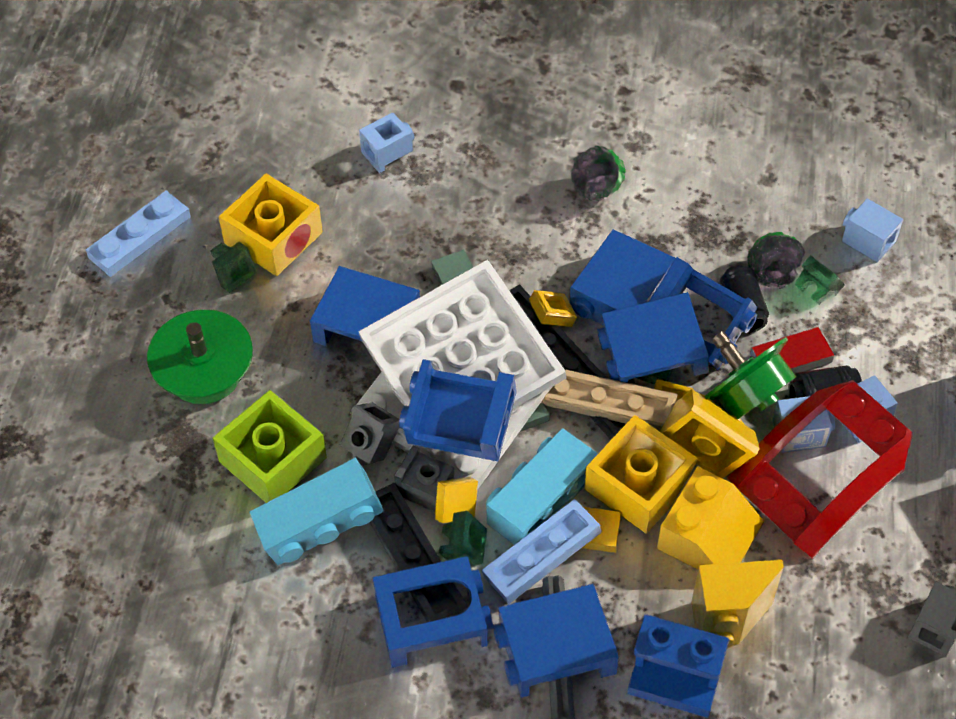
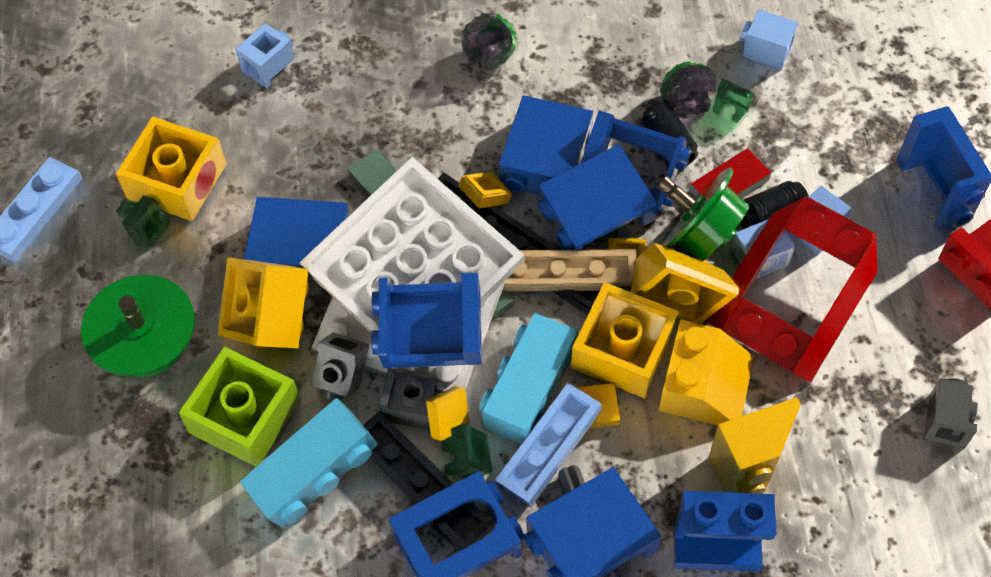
camera: 15 degrees left, 5 degrees up
(317, 361) = (263, 303): none -> yellow slope

